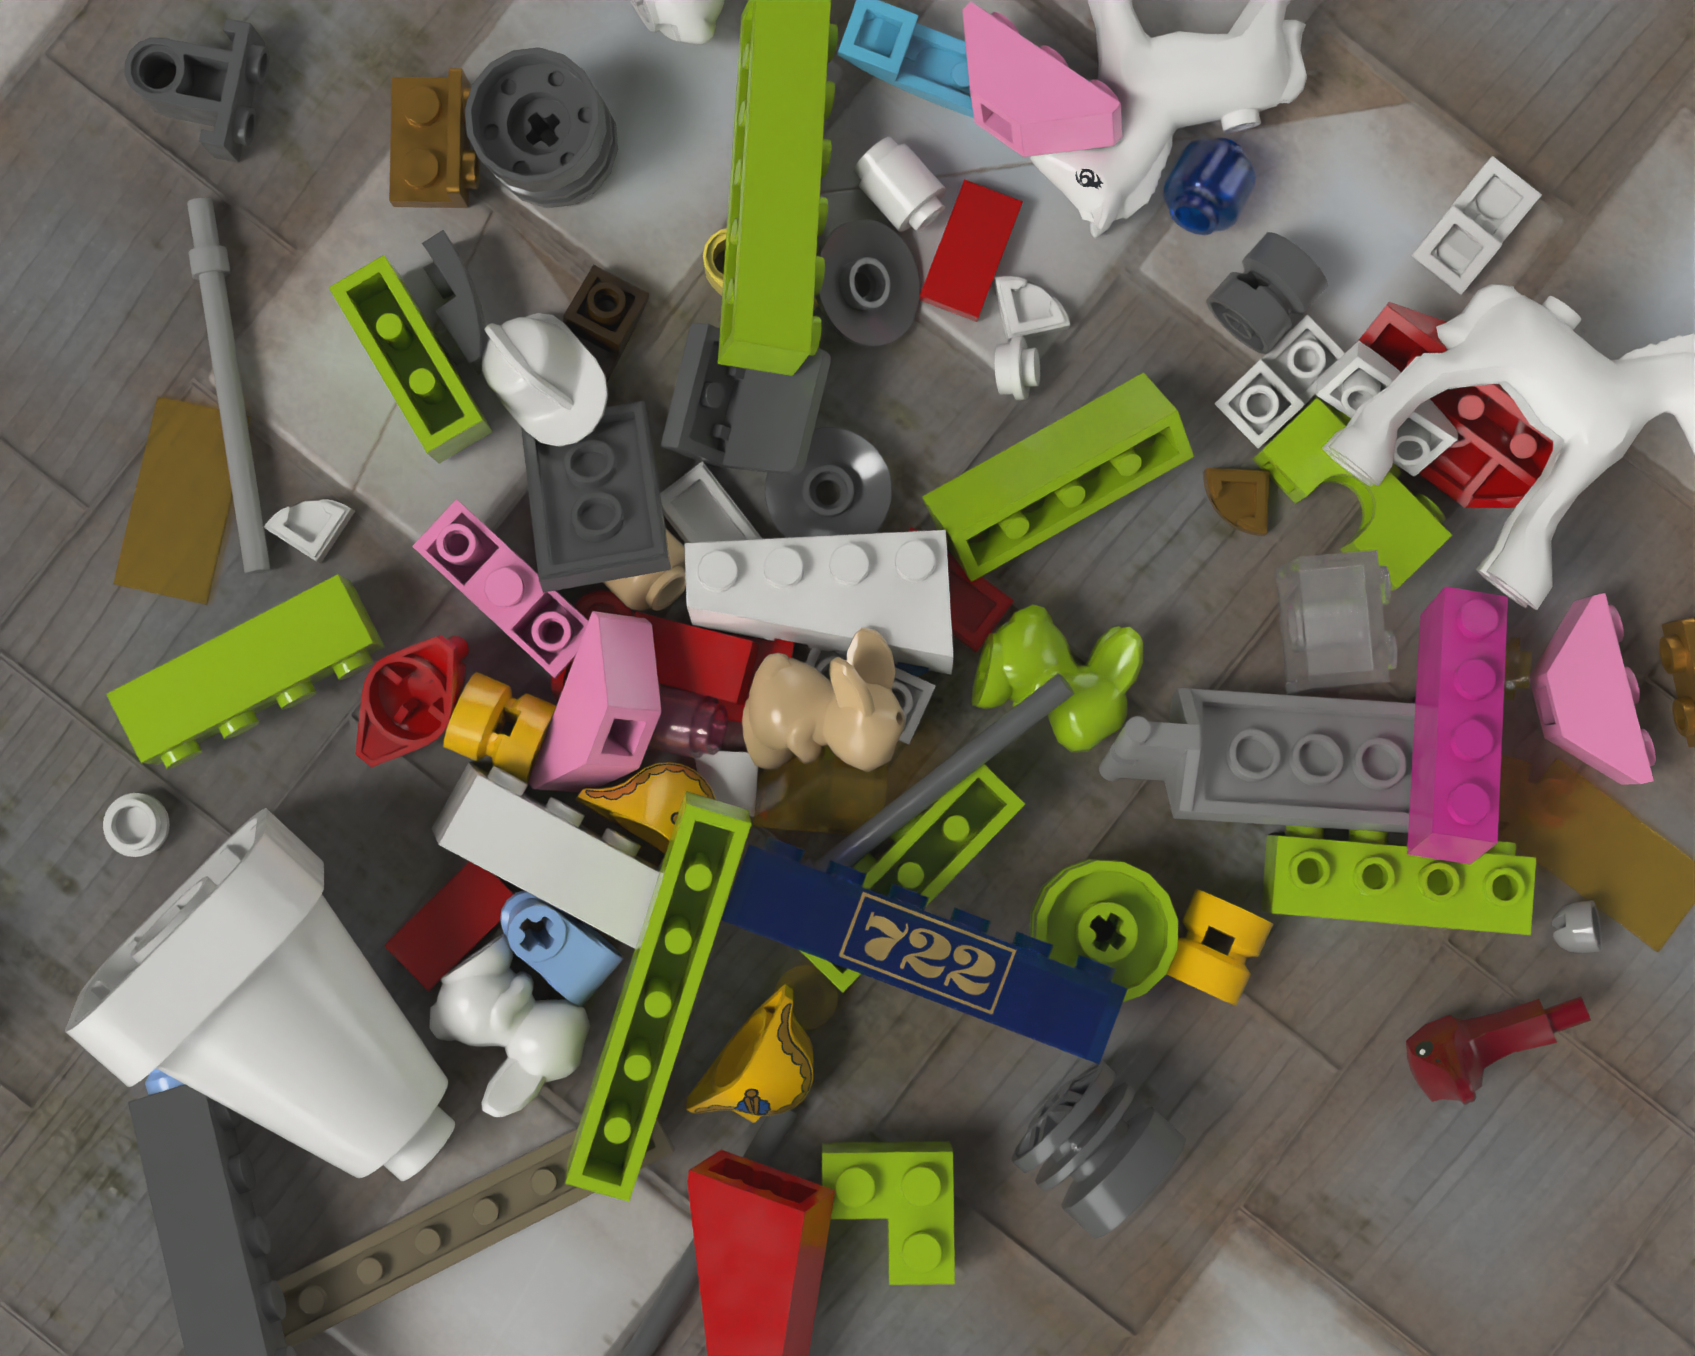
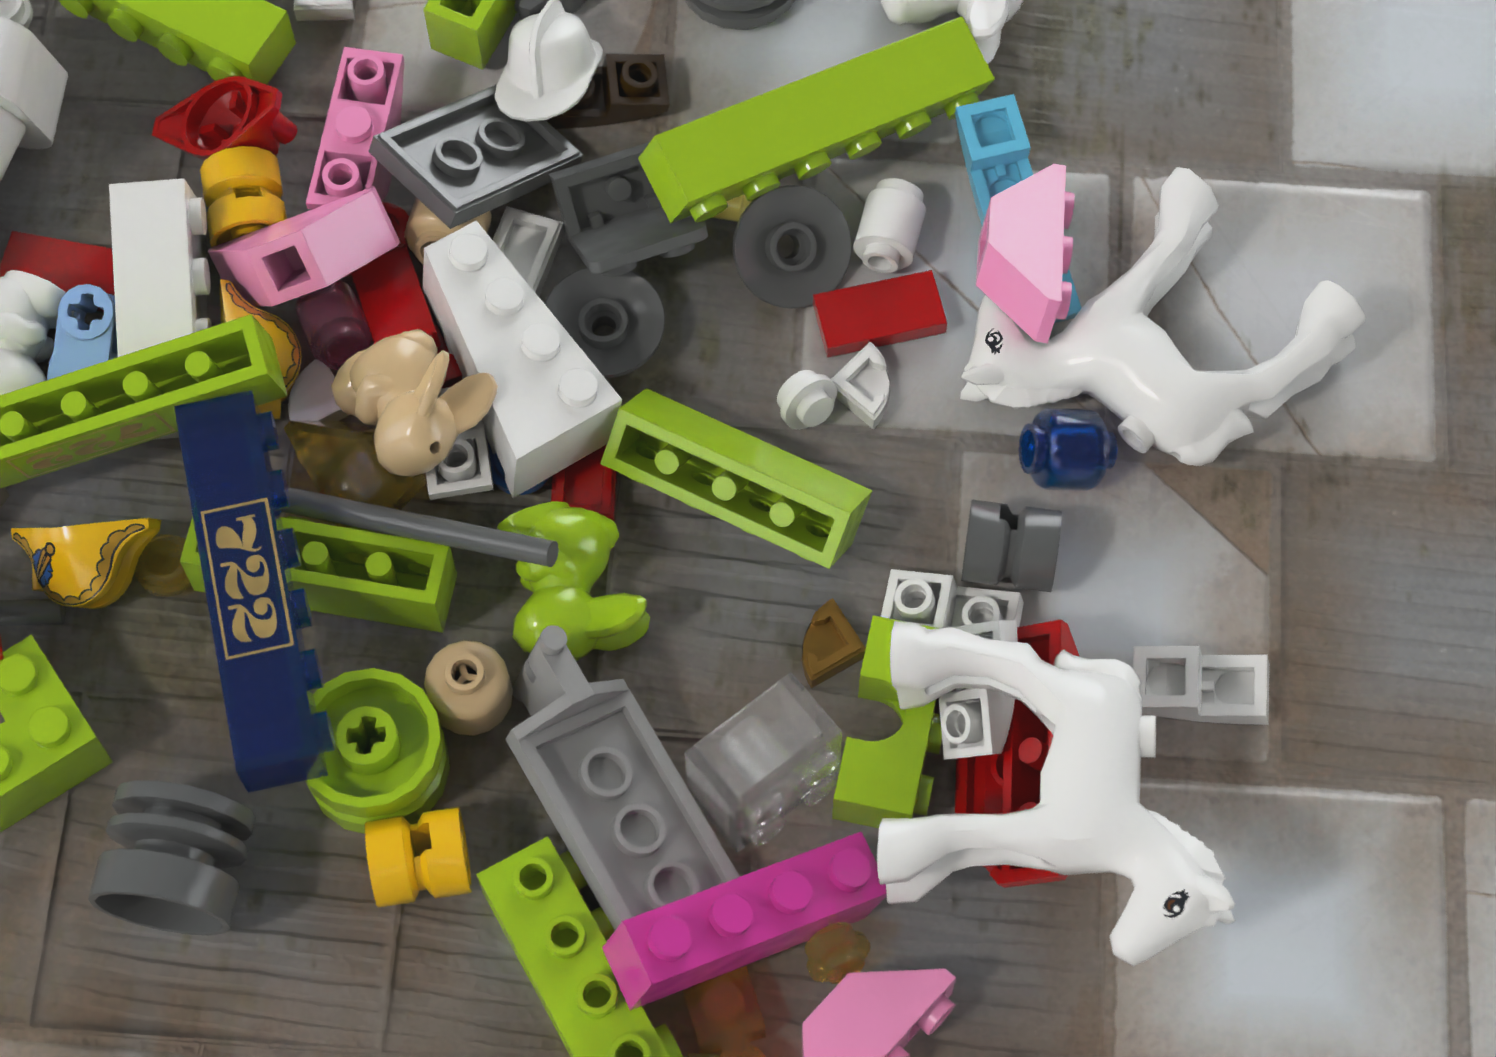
camera: 60 degrees right, 20 degrees down
(1073, 816) = (468, 687): none -> tan head

